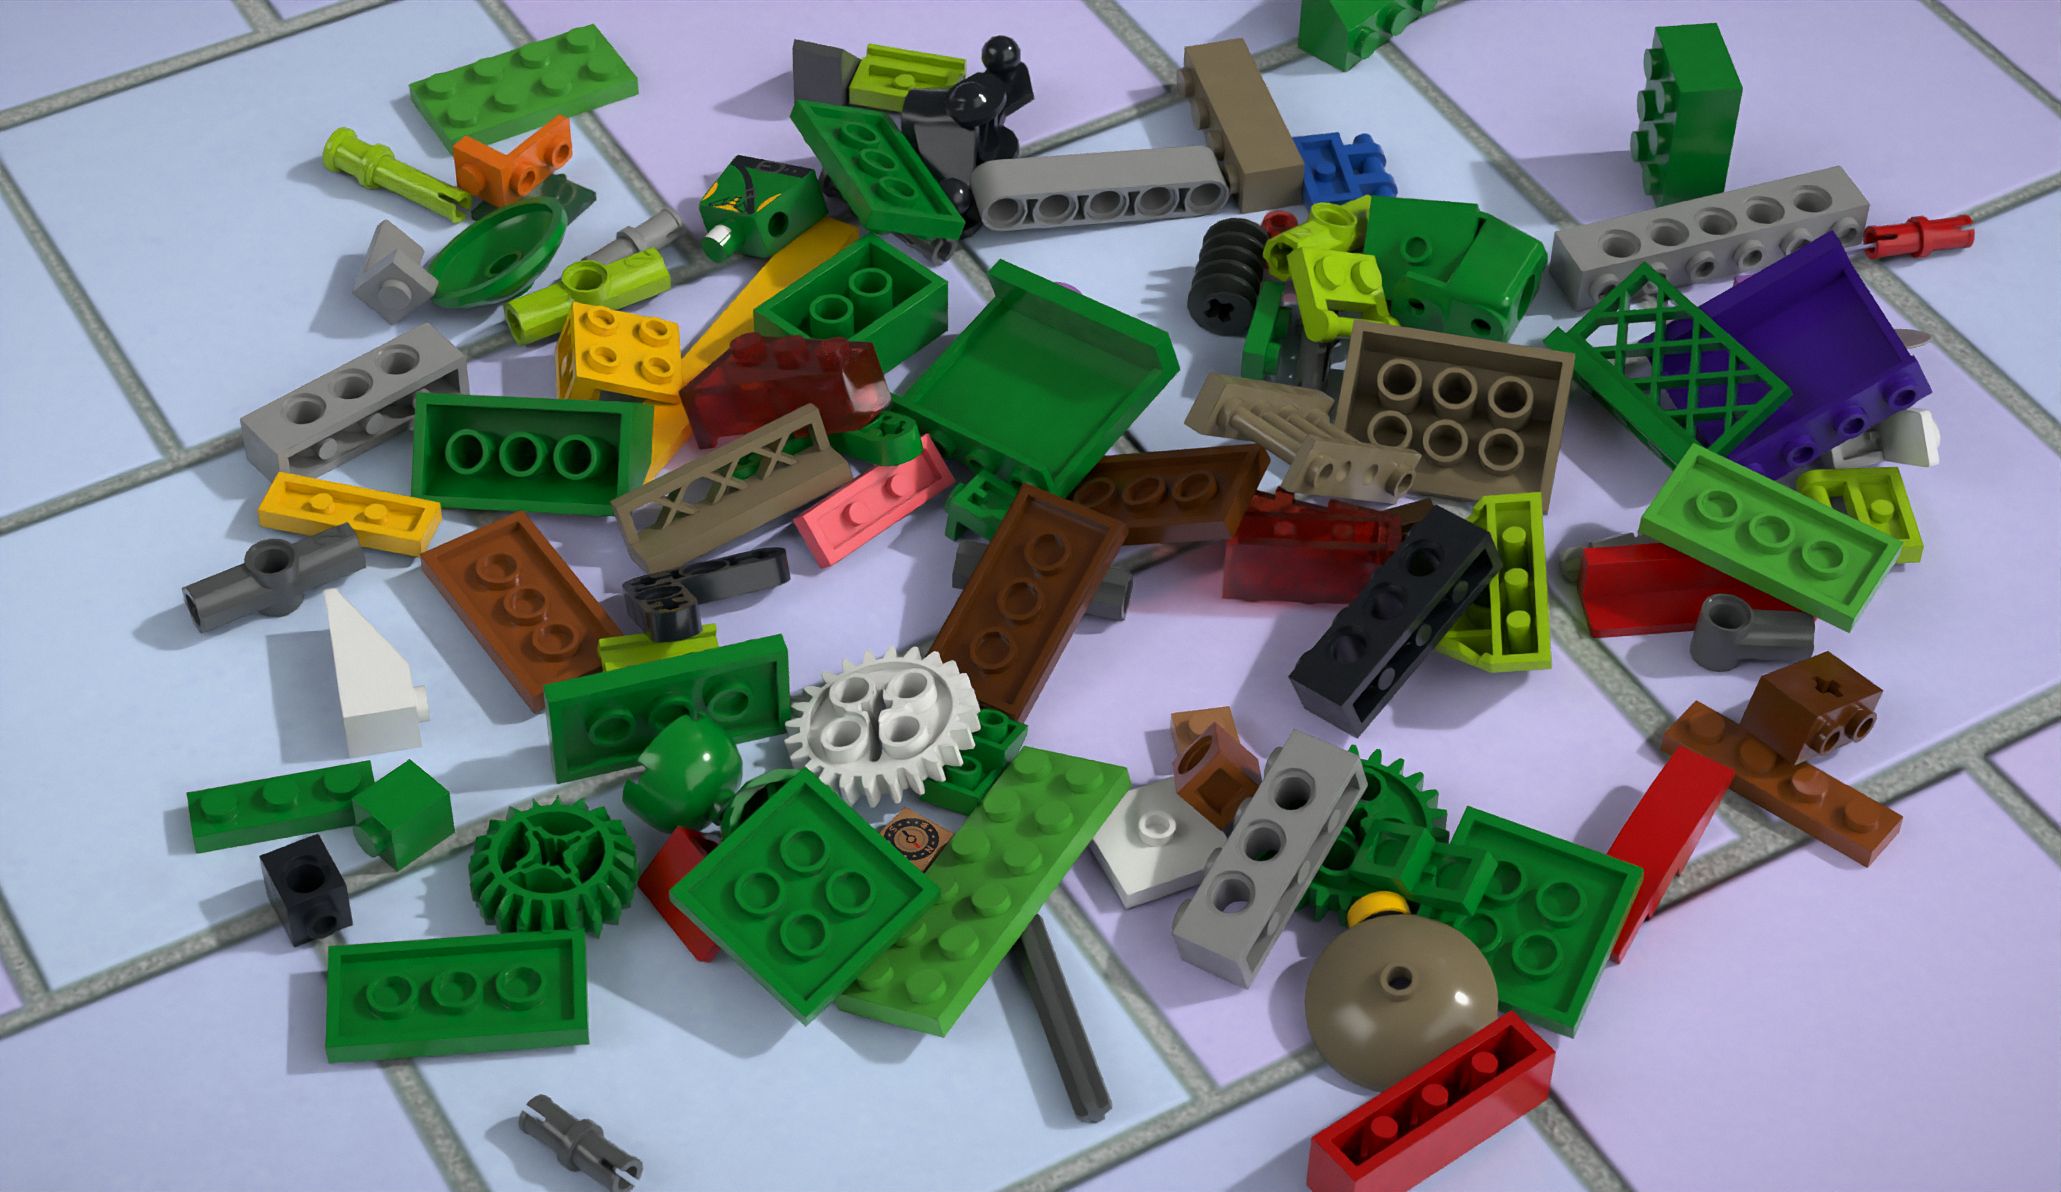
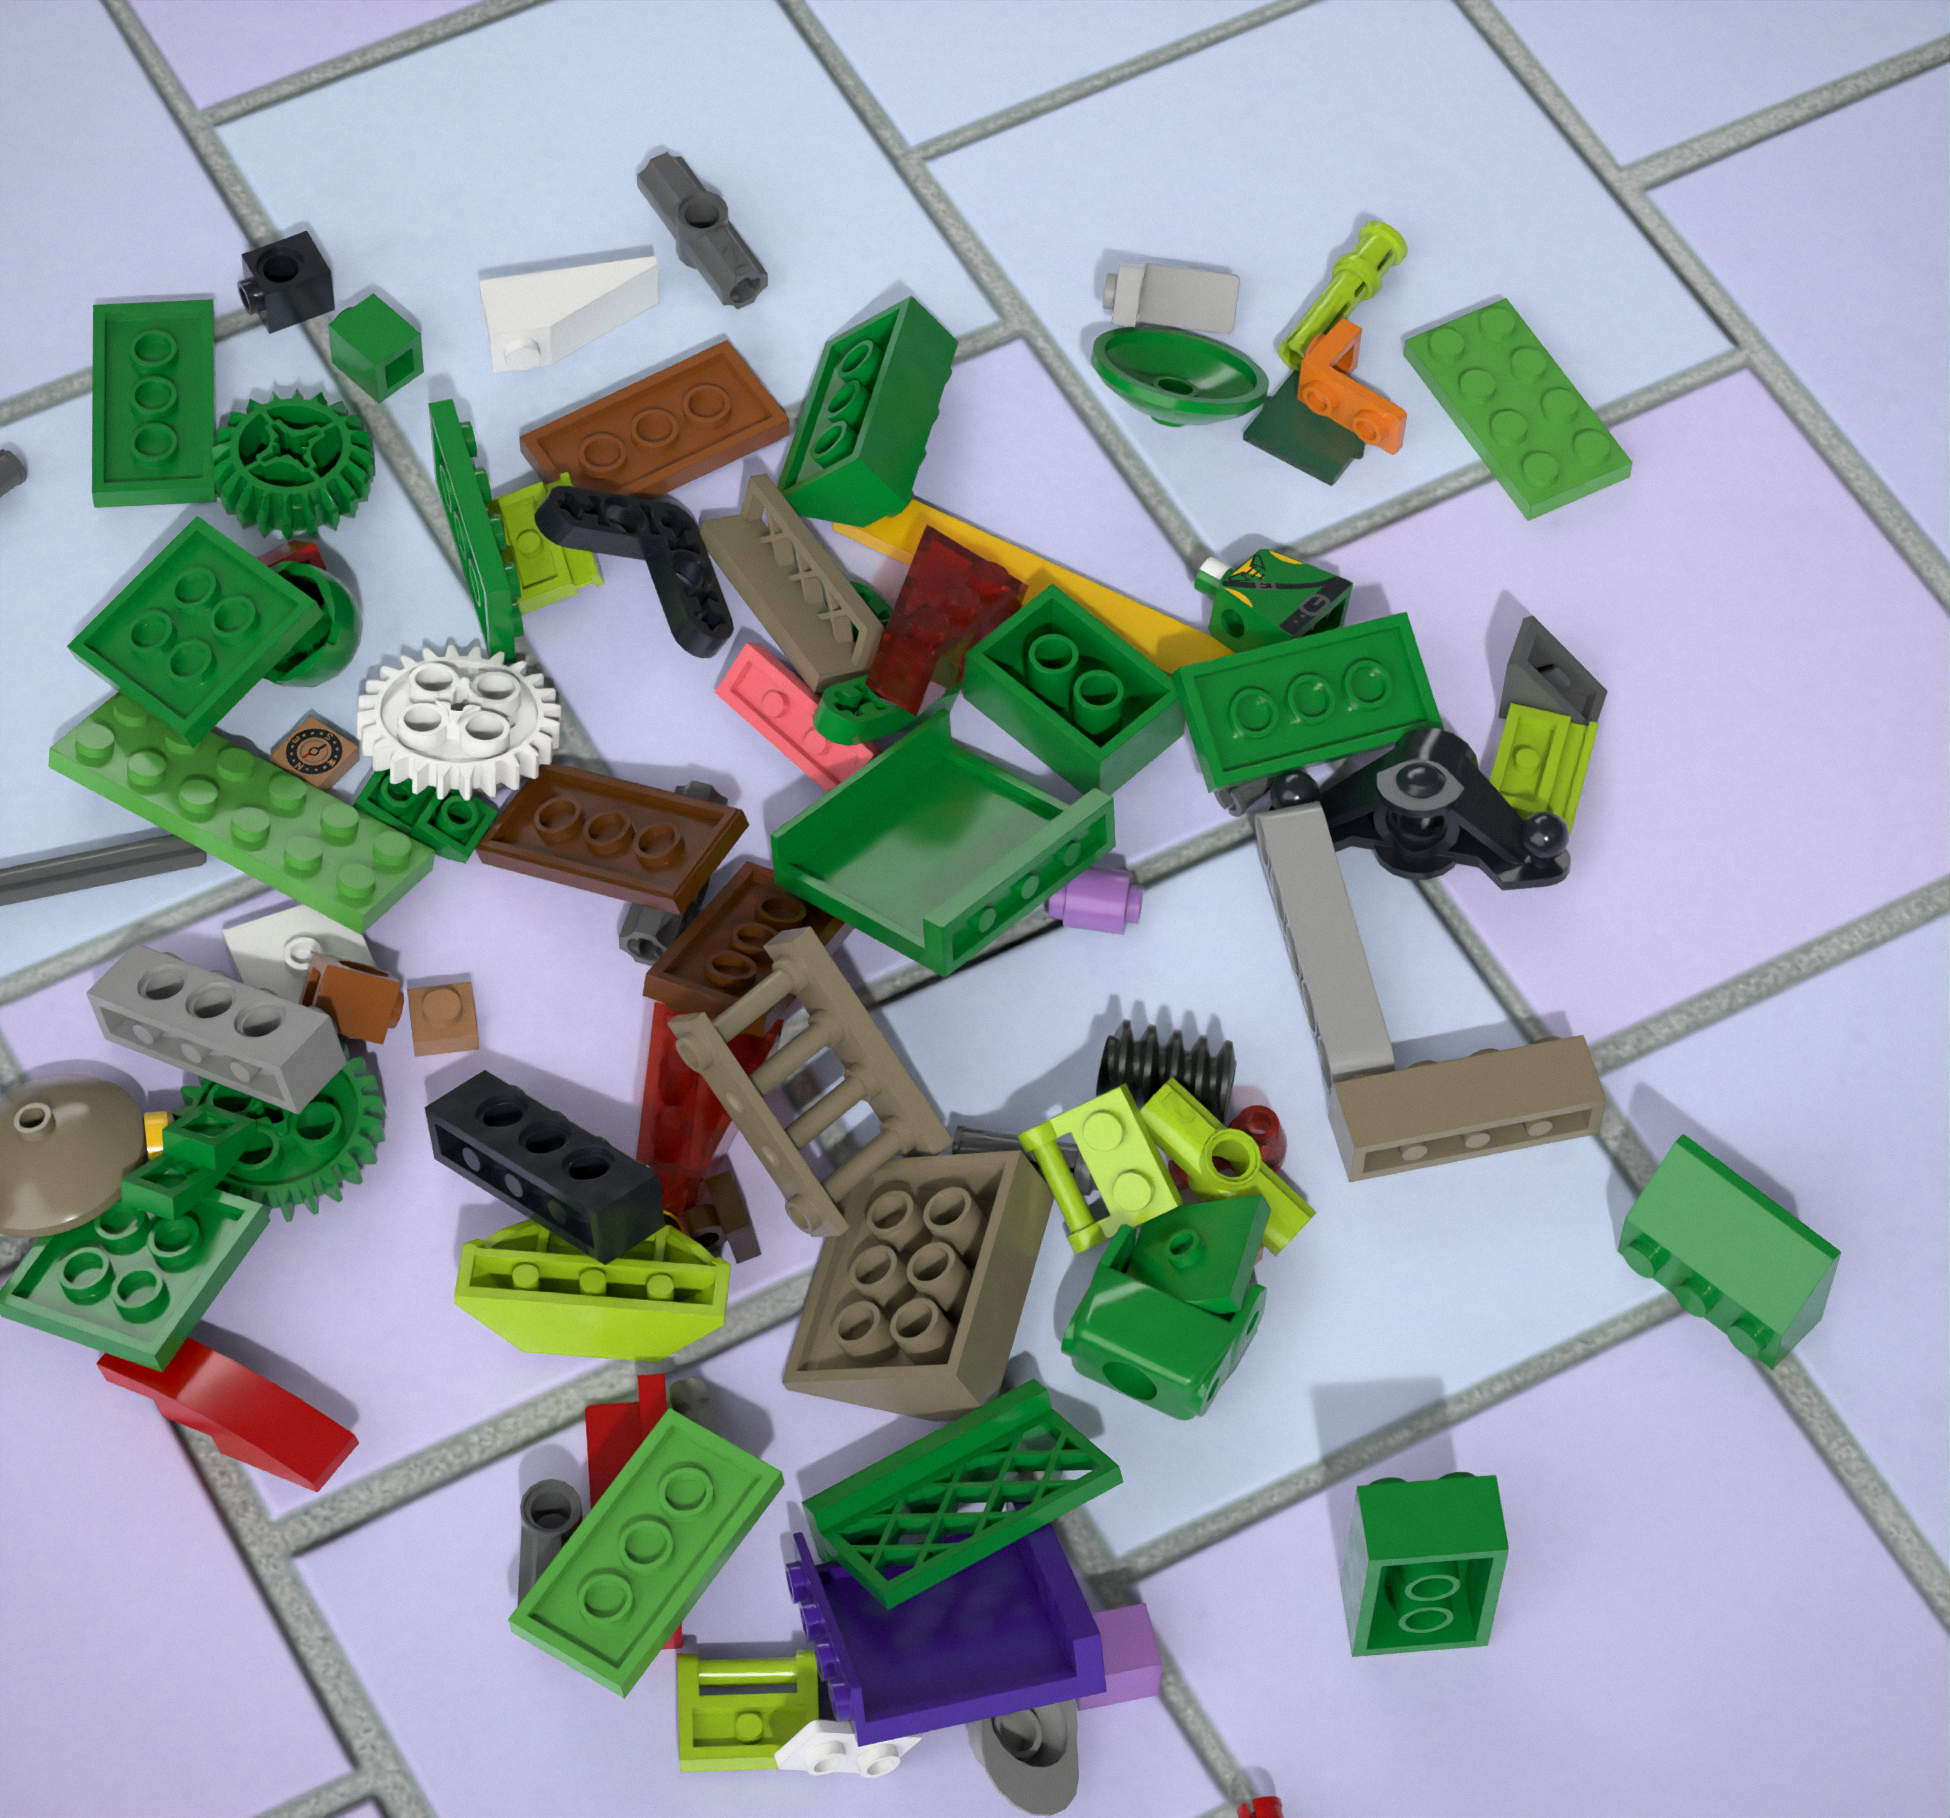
camera: 90 degrees right, 10 degrees up
(276, 806) = (412, 264): green plate -> none
(353, 405) = (956, 279): light grey brick -> none
(377, 517) = (798, 288): yellow plate -> none
(587, 283) = (1130, 466): lime piece -> none
(618, 355) = (1017, 492): yellow bracket -> none
(654, 232) = (1224, 508): light grey pin -> none
(687, 776) = (383, 555): green cylinder -> none
(978, 505) = (766, 809): green bracket -> none
(1269, 323) = (1036, 1093): green plate -> none
(1331, 165) = (1379, 1197): blue plate -> none
(1708, 235) = (1213, 1458): light grey brick -> none
(1789, 791) = (335, 1565): dark orange plate -> none
(1811, 708) = (398, 1547): reddish brown brick -> none

